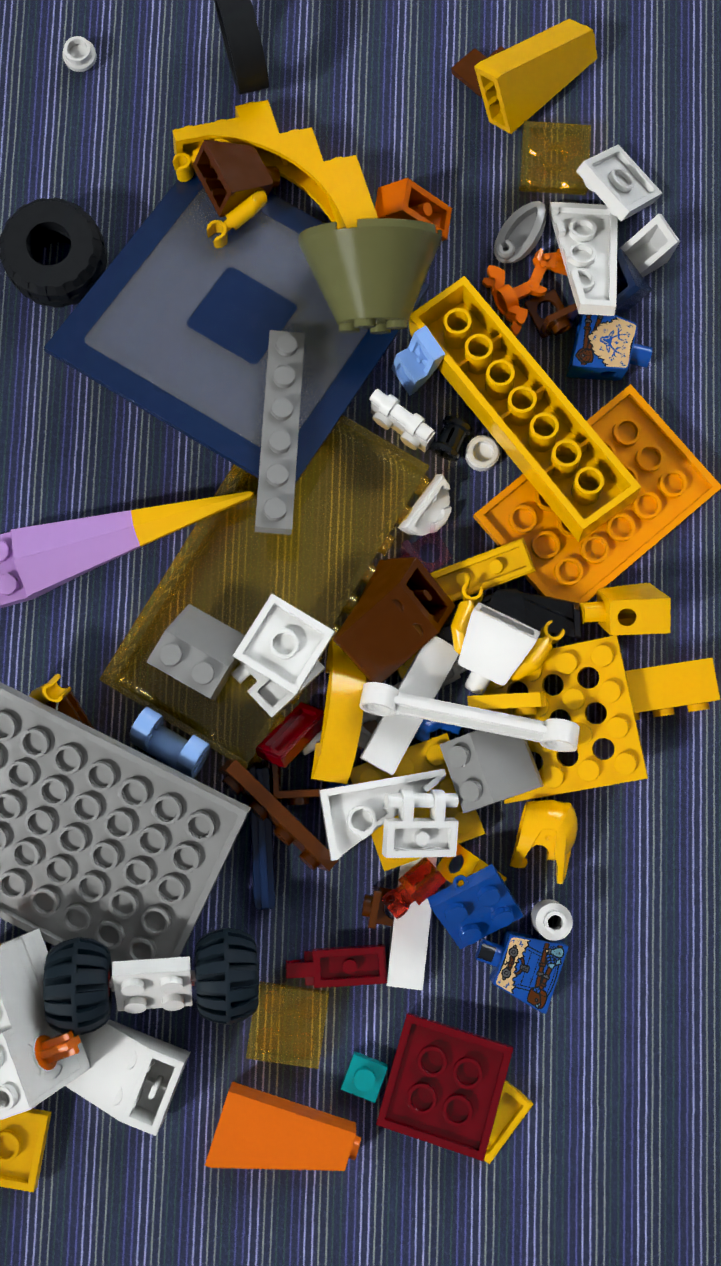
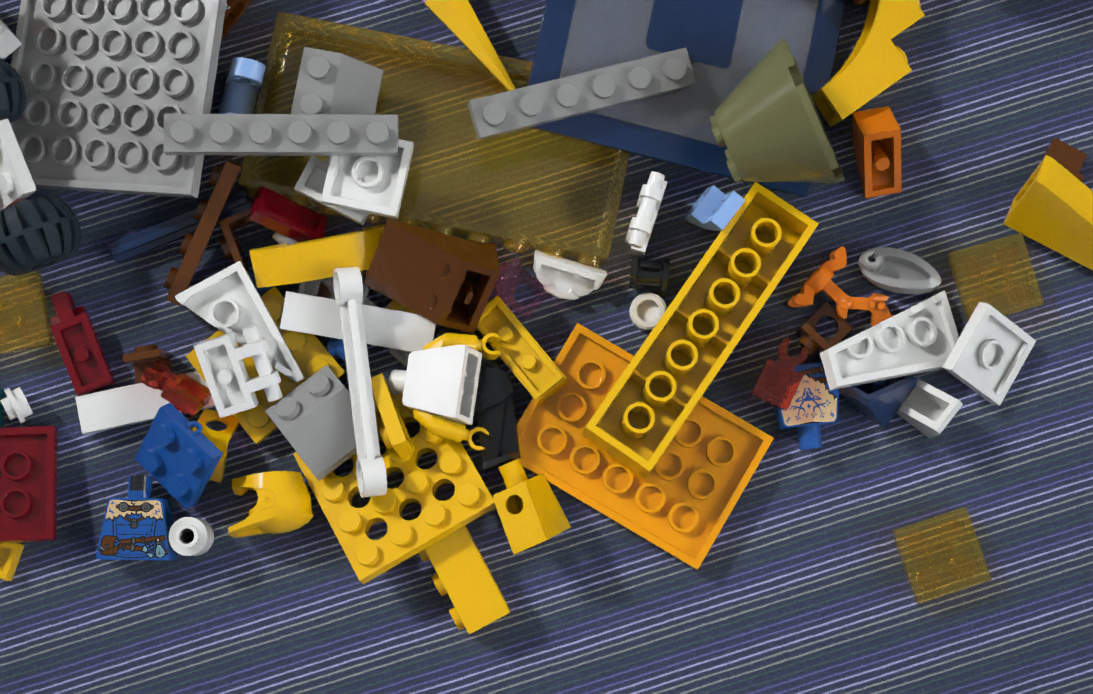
camera: 75 degrees right, 0 degrees up
(222, 710) = (281, 134): none -> light grey plate
(374, 1043) = (16, 405): none -> white plate
(589, 357) = (779, 380): none -> clear red plate

